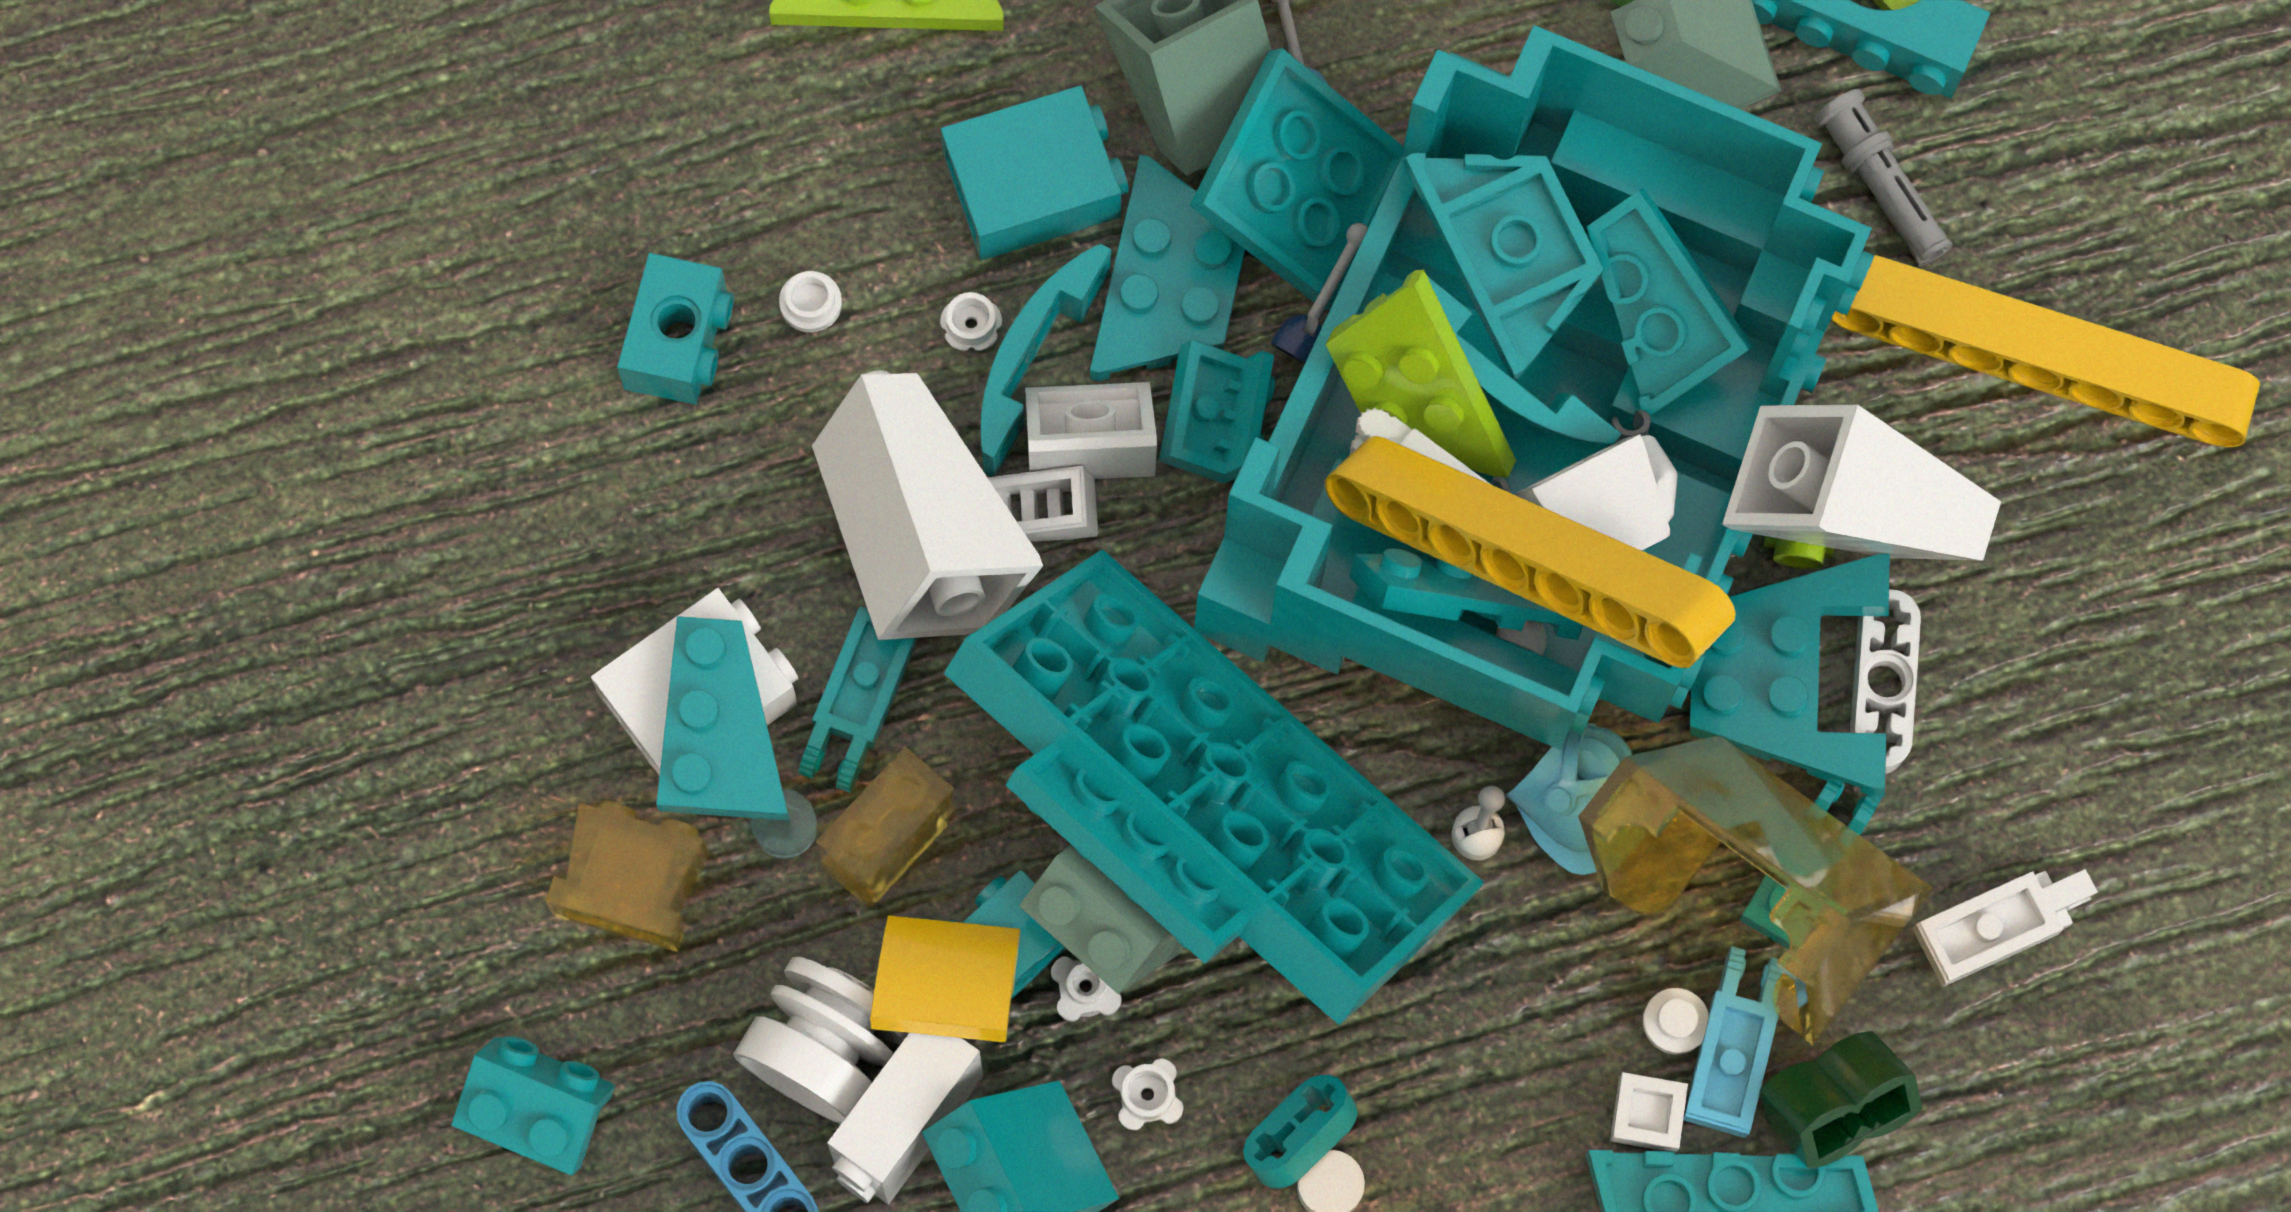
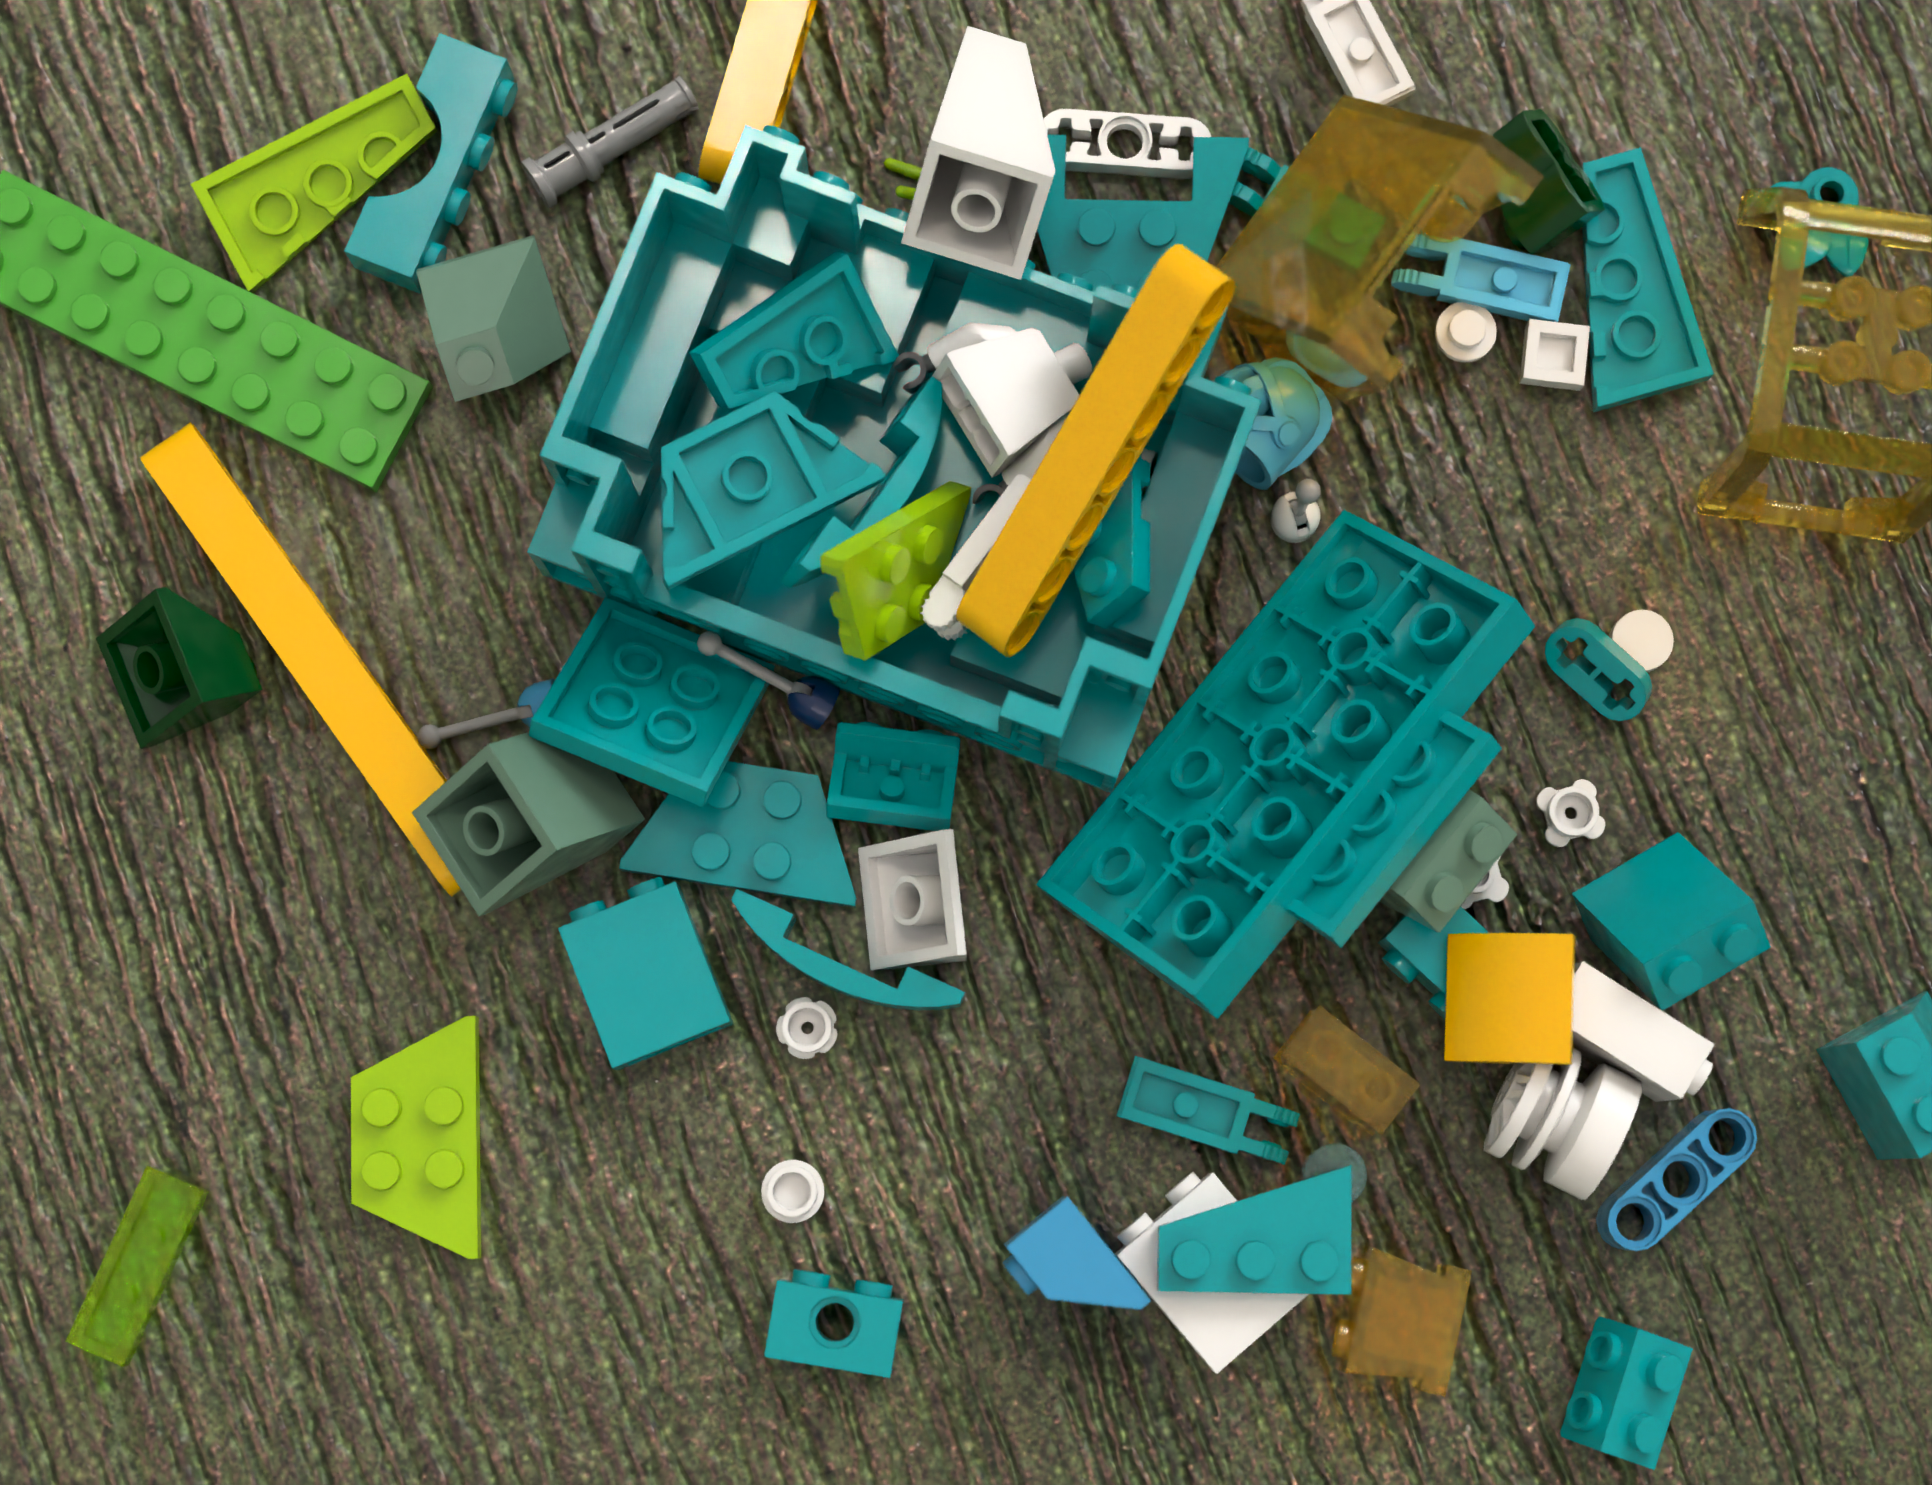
camera: 90 degrees left, 10 degrees up
(715, 528) = (1070, 1261): none -> dark azure slope
(919, 513) = (1028, 1063): white slope -> none
(1053, 482) = (988, 905): white slope -> none

